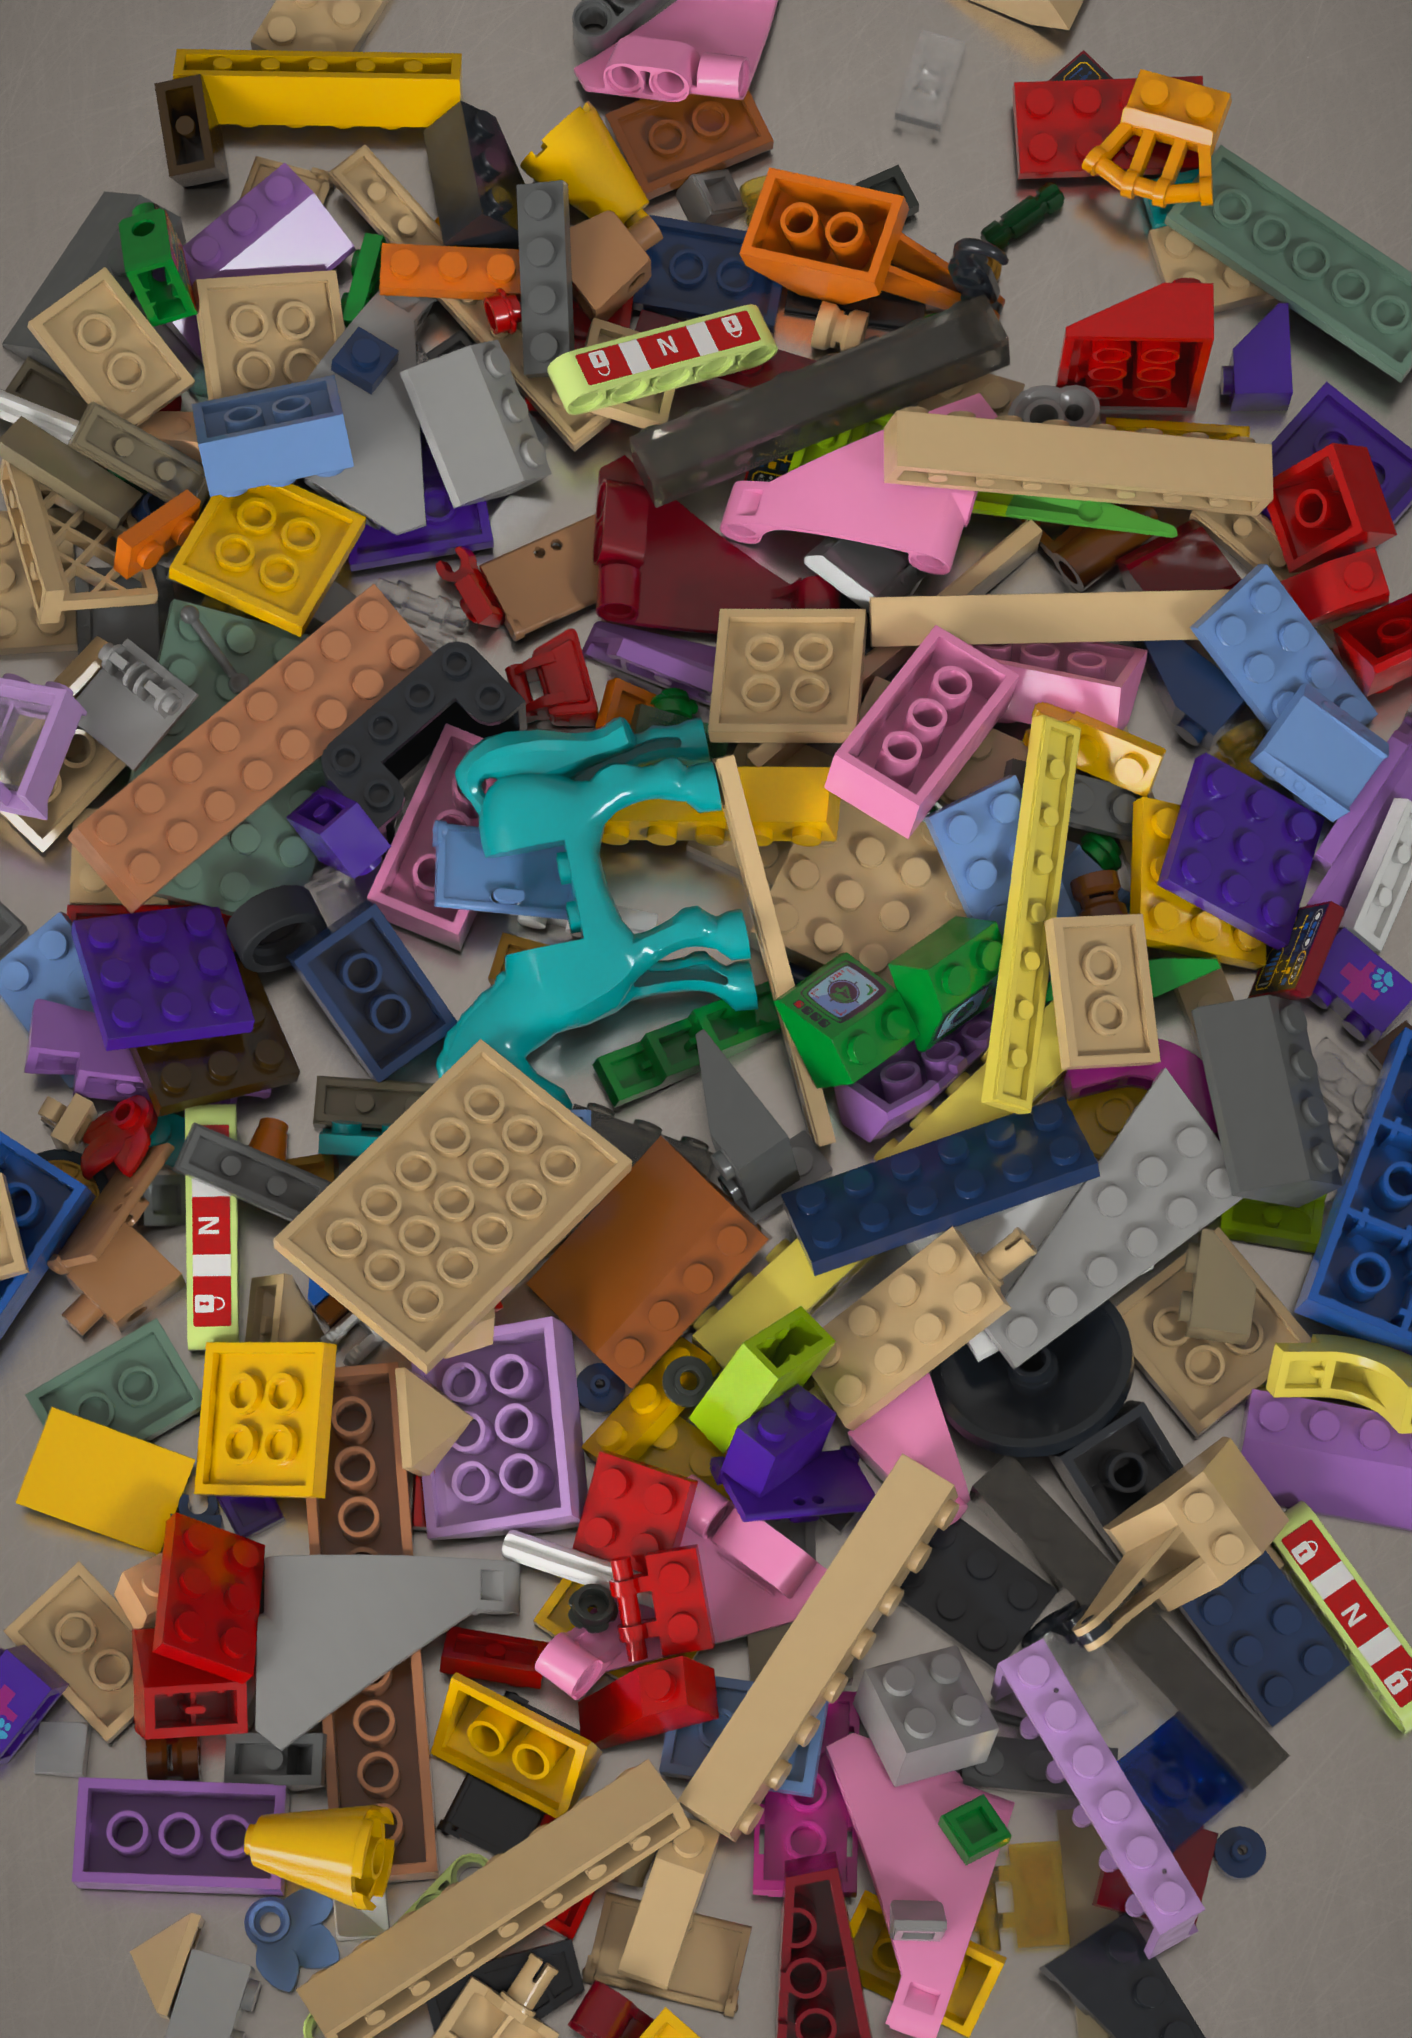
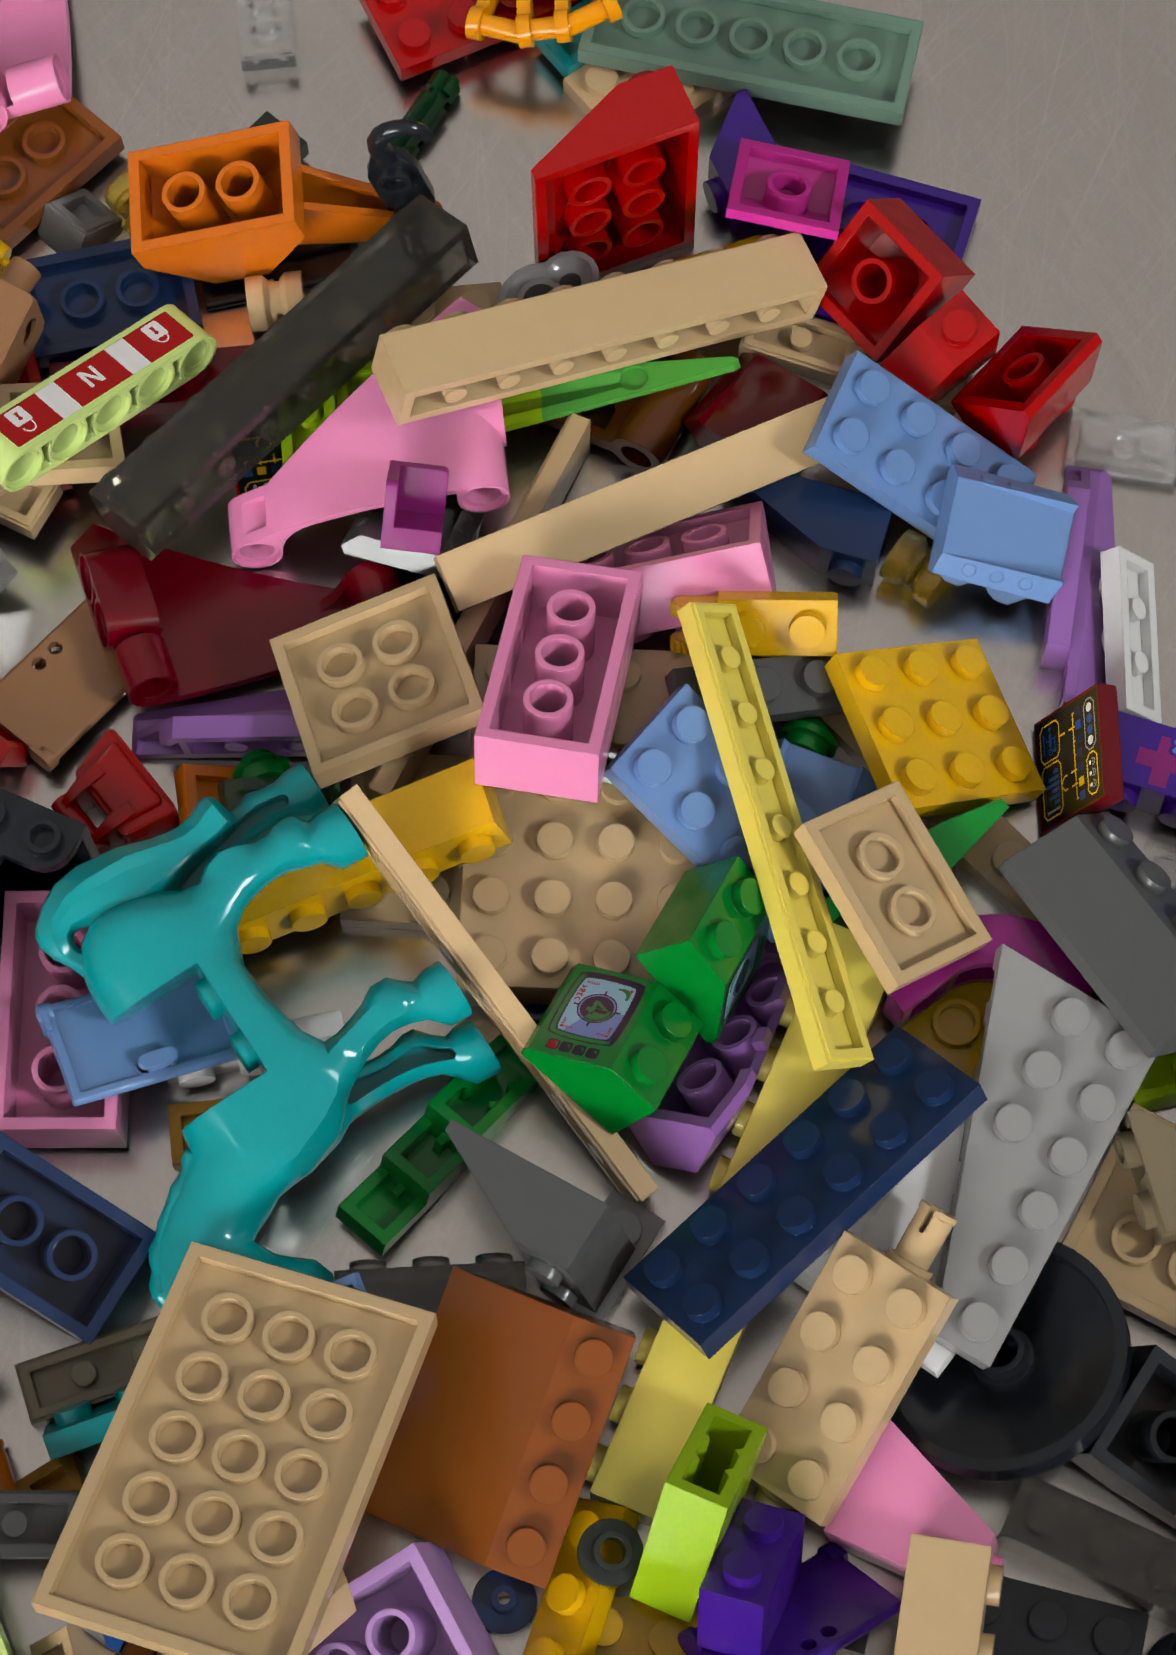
camera: 20 degrees left, 5 degrees down
(870, 552) = (414, 507): none -> magenta panel
(1098, 893) = (832, 781): reddish brown wheel -> none
(1241, 851) = (965, 674): dark purple plate -> none
(1279, 404) = (788, 189): none -> dark pink slope

